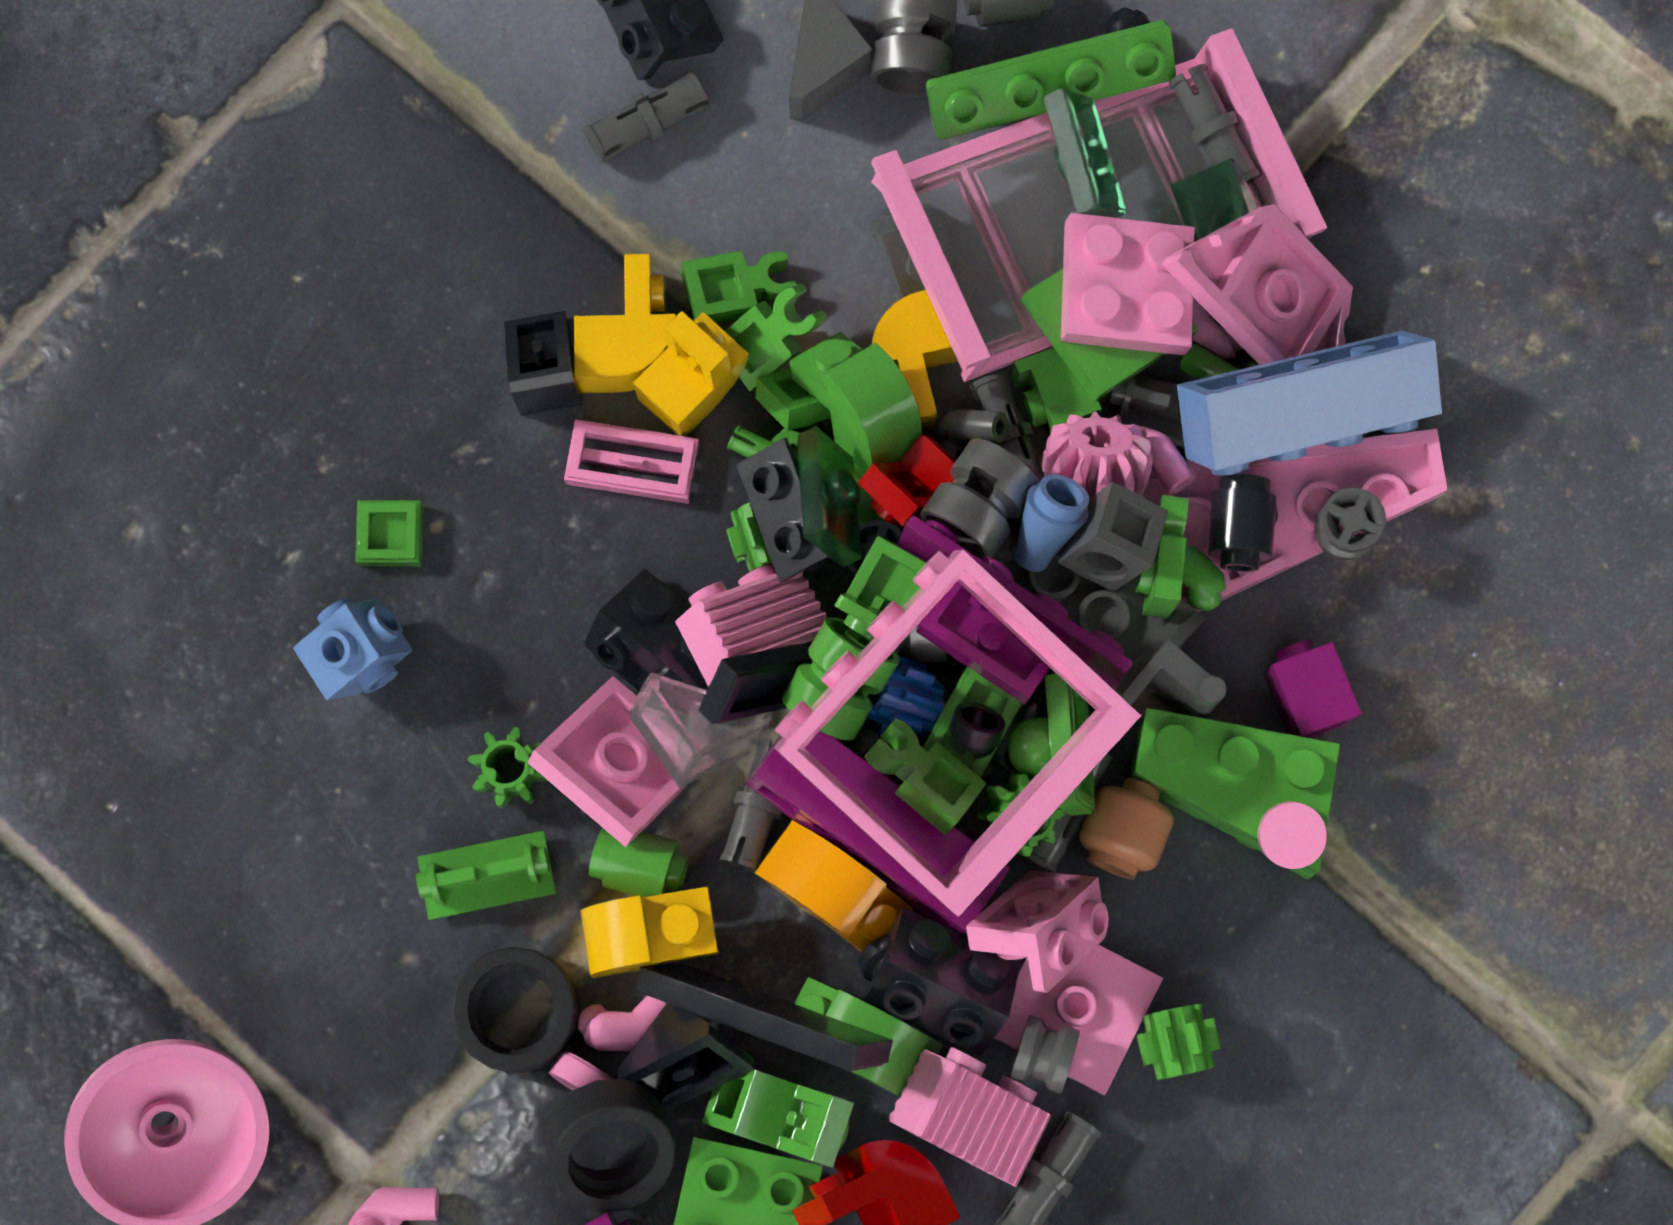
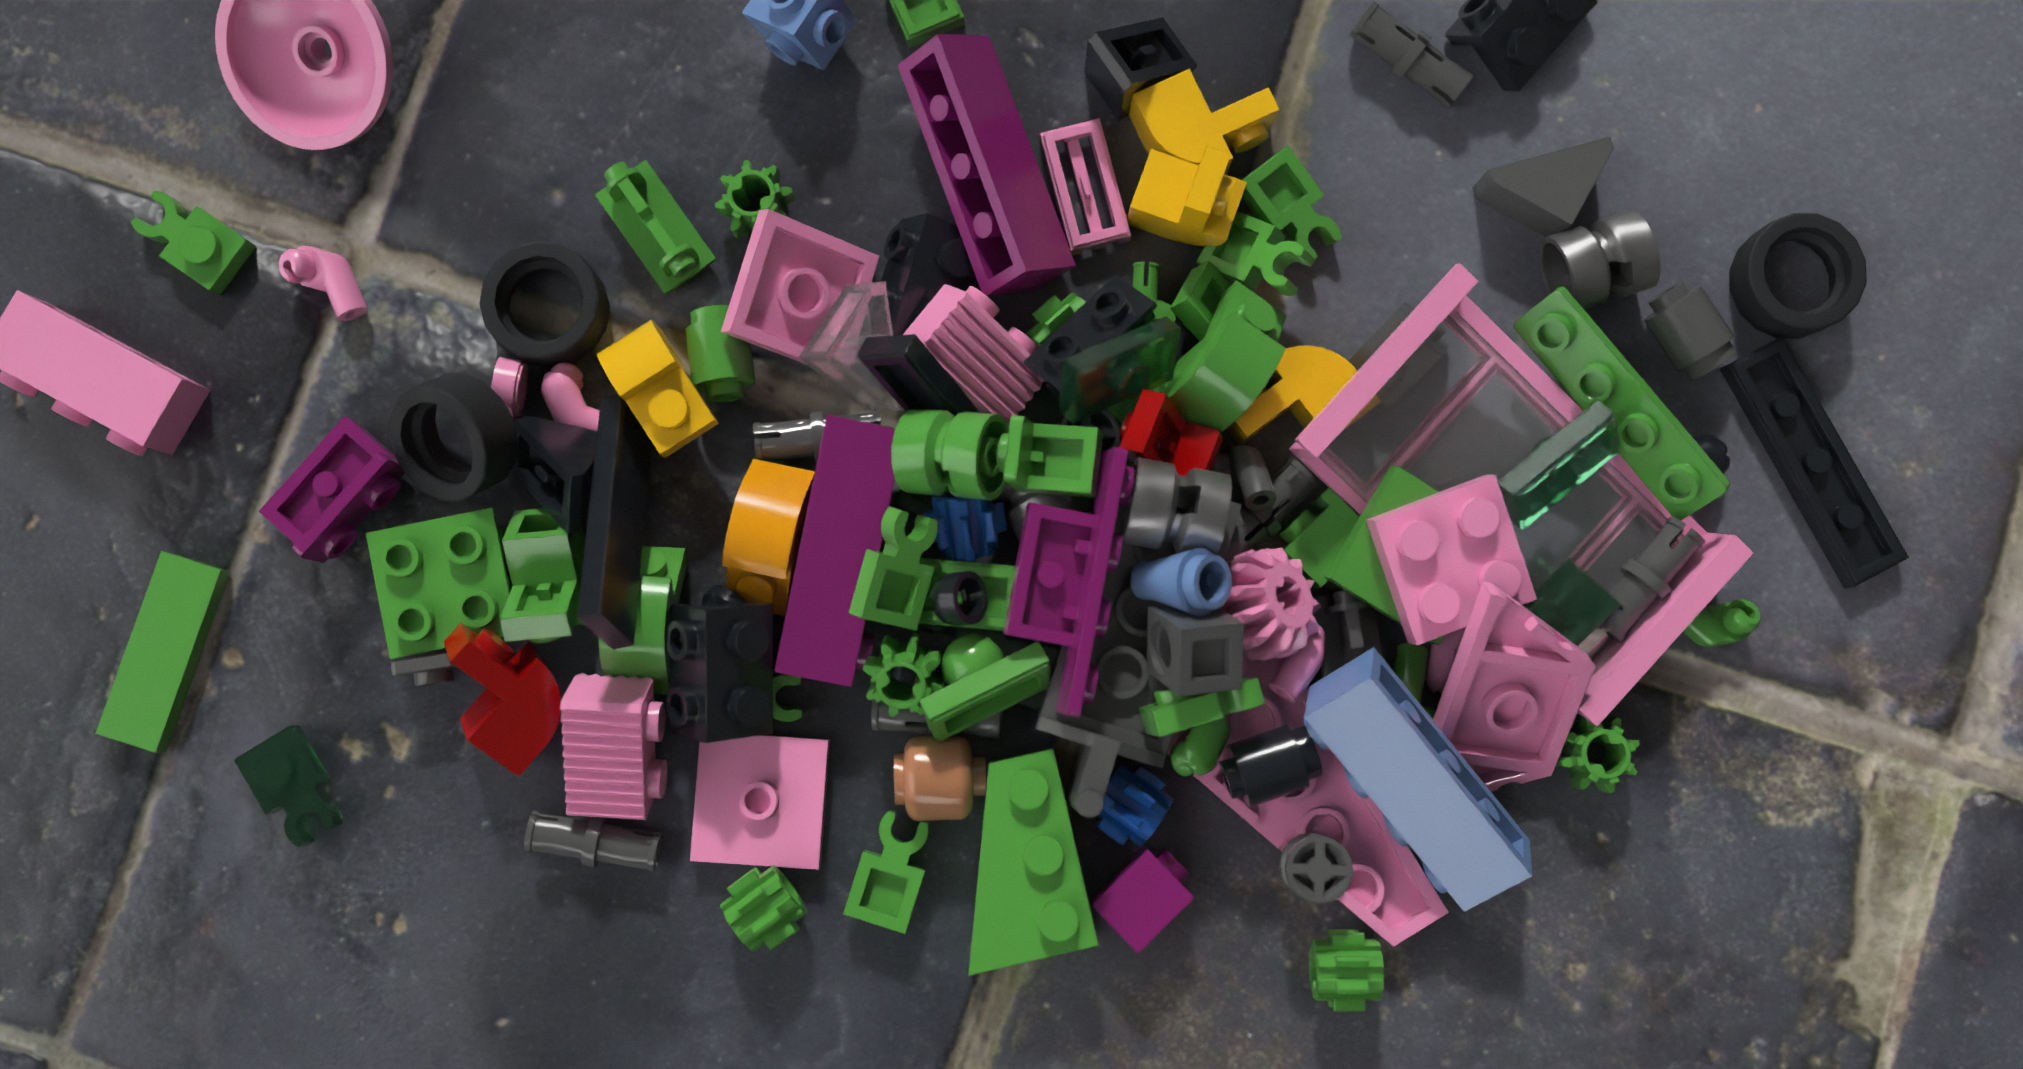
camera: 65 degrees right, 5 degrees up
(575, 538) = (986, 164): none -> magenta brick
(1035, 802) = (892, 677): bright pink window -> none
(1044, 918) = (810, 738): bright pink bracket -> none
(1045, 1054) = (696, 790): dark grey wheel -> none
(1202, 920) = (887, 882): none -> bright green plate
(1229, 657) = (1133, 804): none -> blue gear
(1281, 79) = (1724, 623): none -> bright green arm
(1292, 835) = (988, 935): bright pink tile -> none
(1360, 224) = (1615, 760): none -> bright green gear
(1451, 540) = (1346, 970): none -> bright green gear

